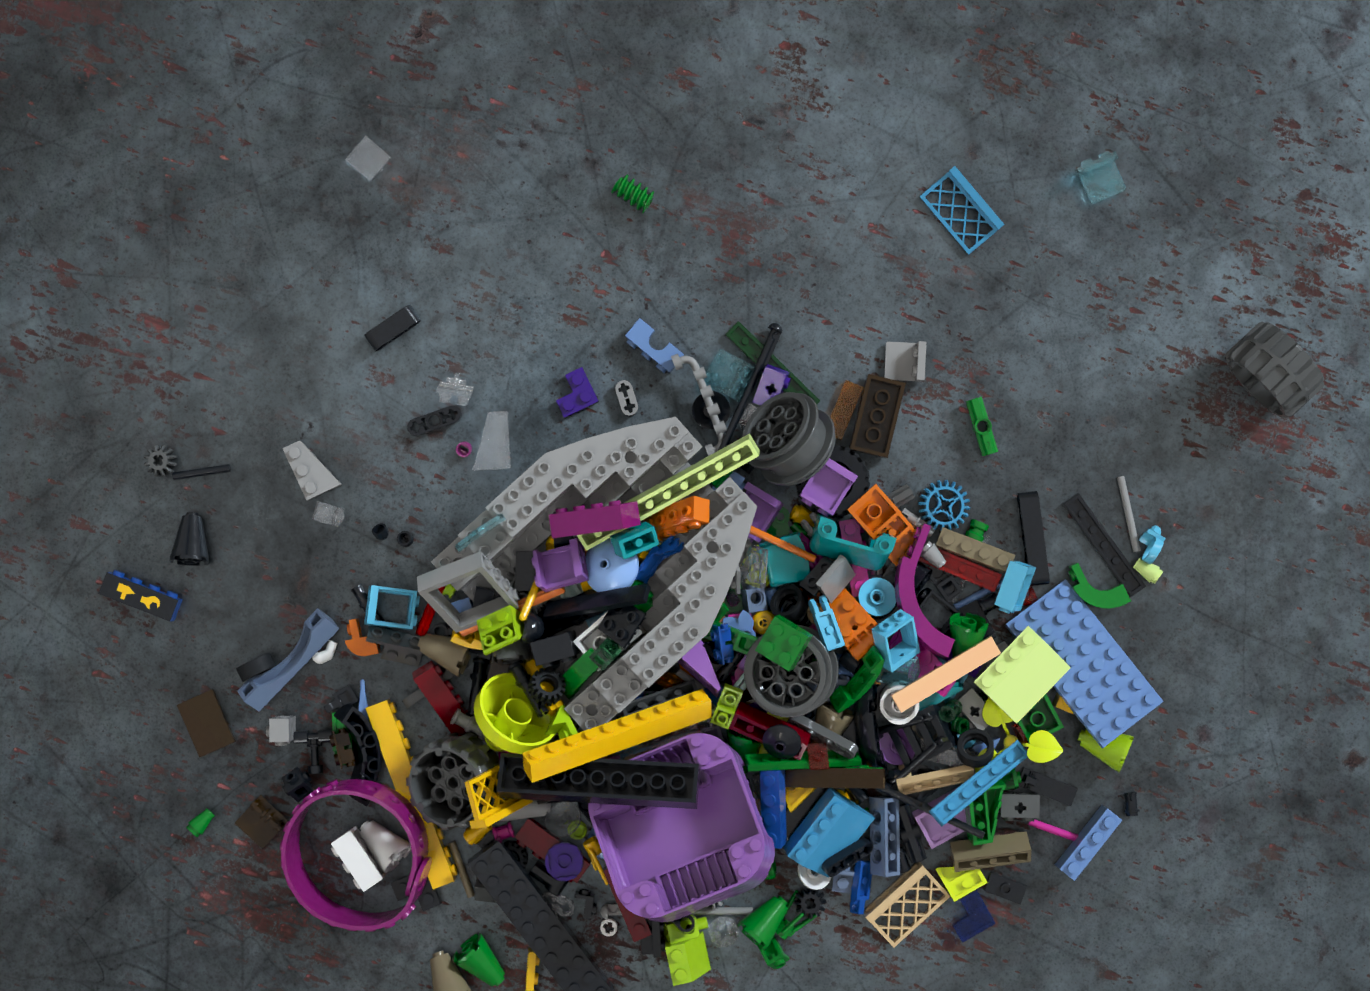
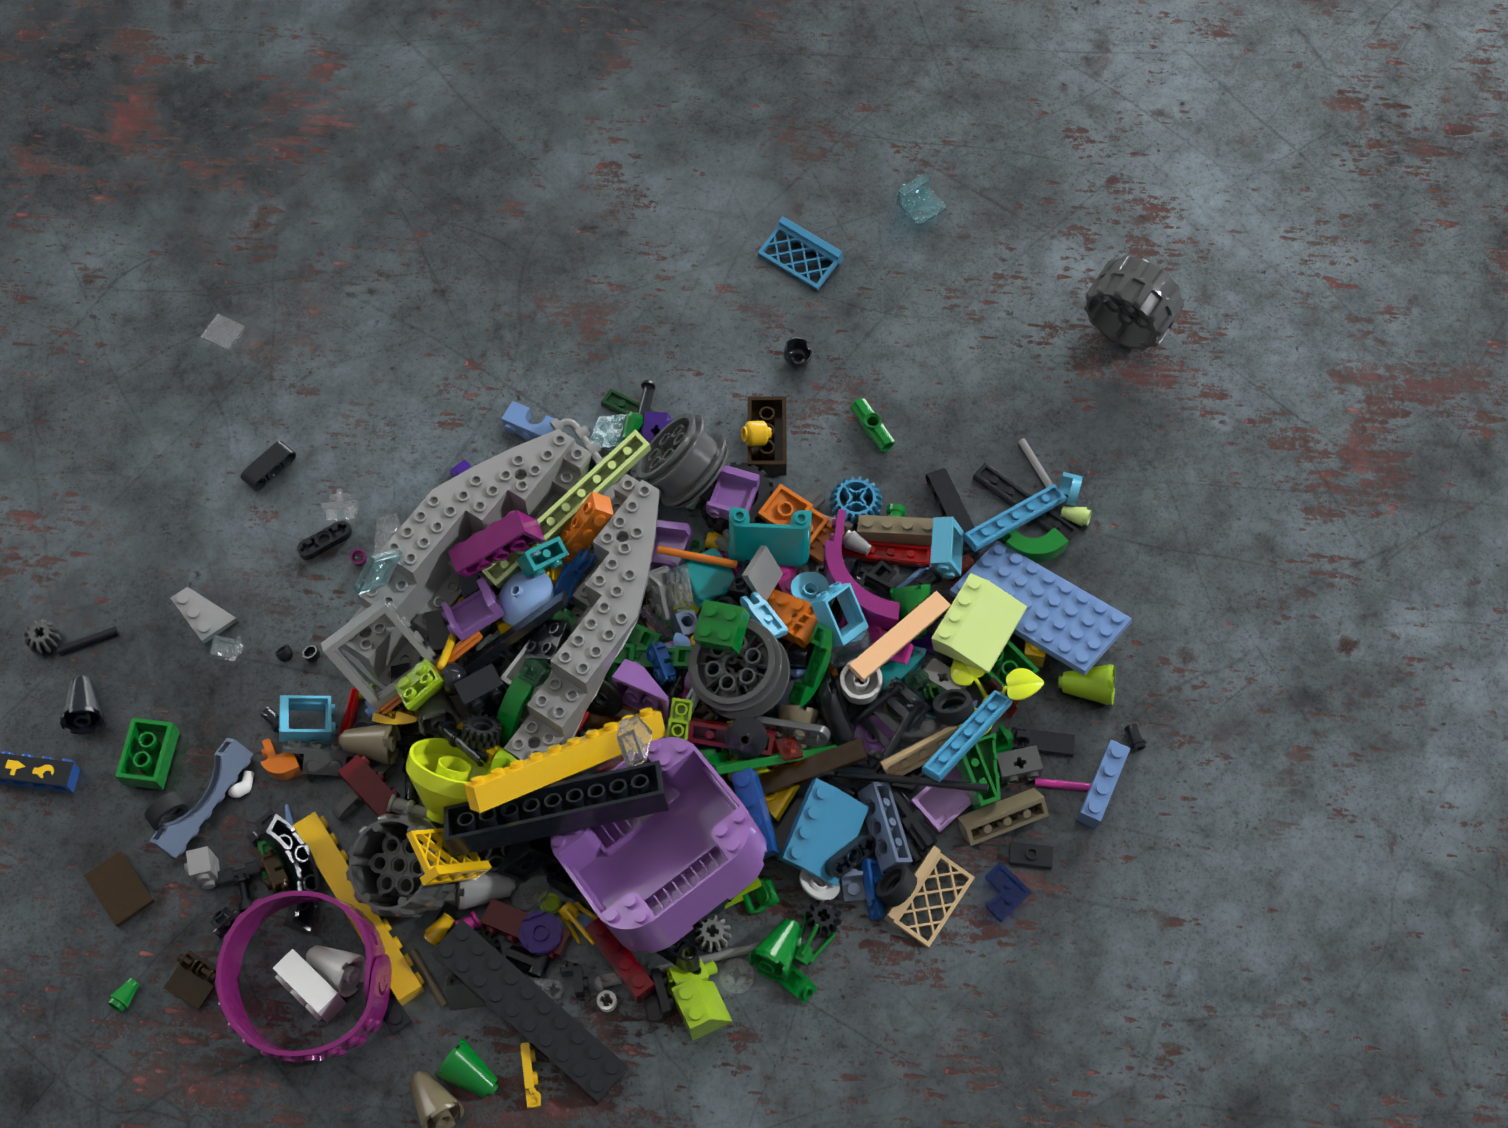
camera: 15 degrees left, 25 degrees down
(244, 606) = (147, 753): none -> green brick
(633, 192) = (484, 304): green piece -> none
(680, 734) = (634, 740): none -> clear slope
(749, 377) = (632, 422): none -> green cone
(844, 407) = (733, 438): clear orange tile -> none
(866, 422) = (756, 433): none -> yellow head
(887, 902) = (896, 886): none -> black tyre
(905, 361) = (784, 383): light grey bracket -> none
(930, 328) = (797, 352): none -> black hair
(960, 883) = (981, 857): neon yellow wing -> none
(1088, 565) = (1014, 517): none -> dark azure tile

